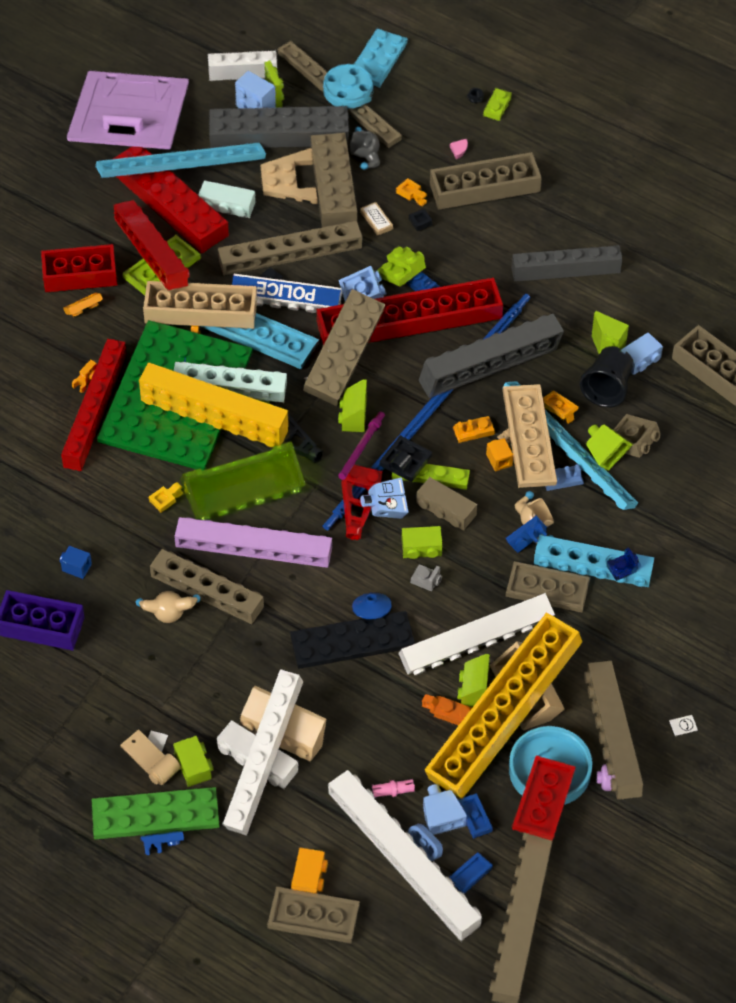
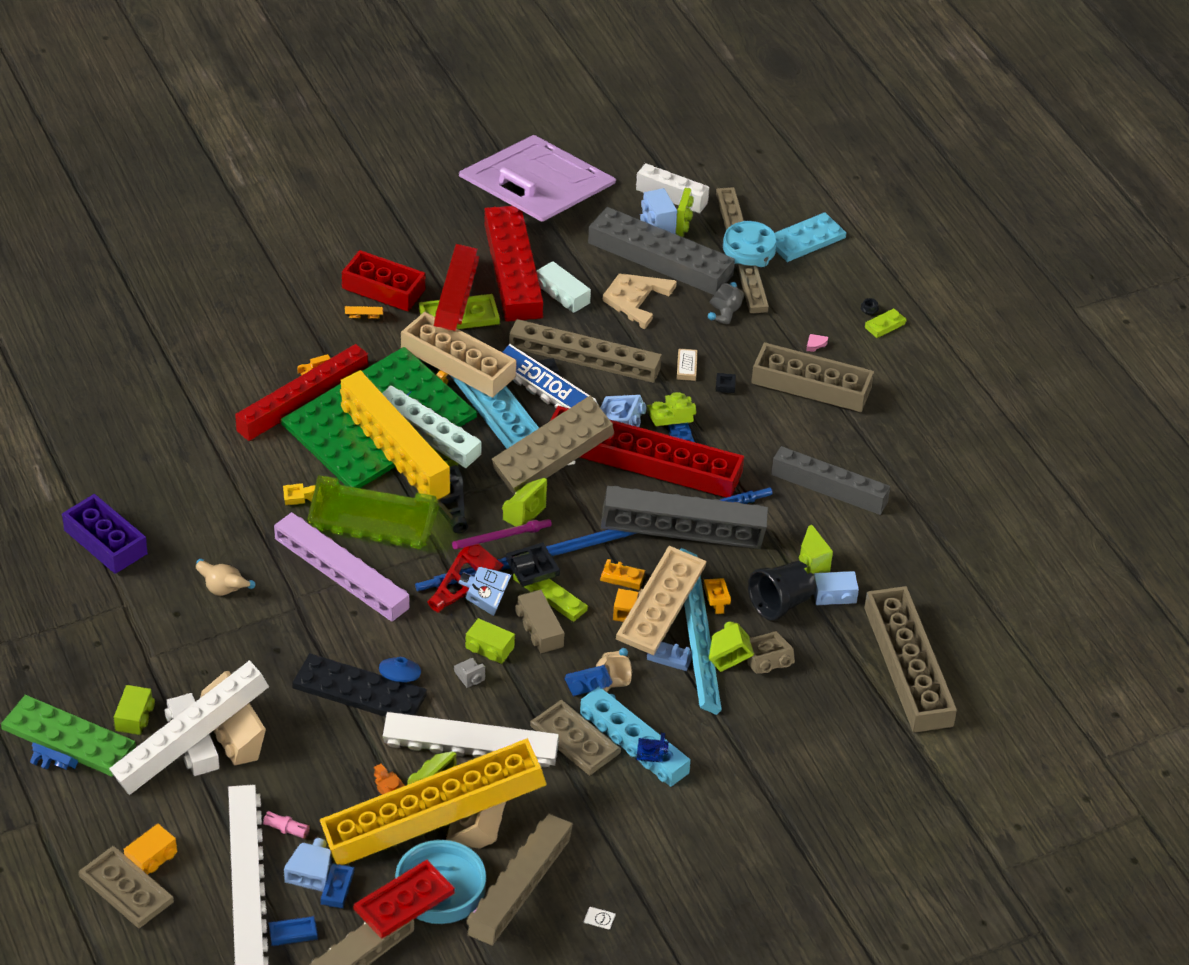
camera: 30 degrees right, 10 degrees down
(75, 562) = (177, 506): blue brick -> none
(150, 758) = (102, 689): tan door -> none
(158, 739) = (119, 682): white sticker -> none
(180, 160) = (543, 234): medium azure plate -> none
(212, 594) = (270, 580): dark tan brick -> none
(333, 179) = (673, 313): dark tan brick -> none
(411, 190) = (738, 355): light orange plate -> none
(426, 840) = (274, 882): medium blue plate -> none

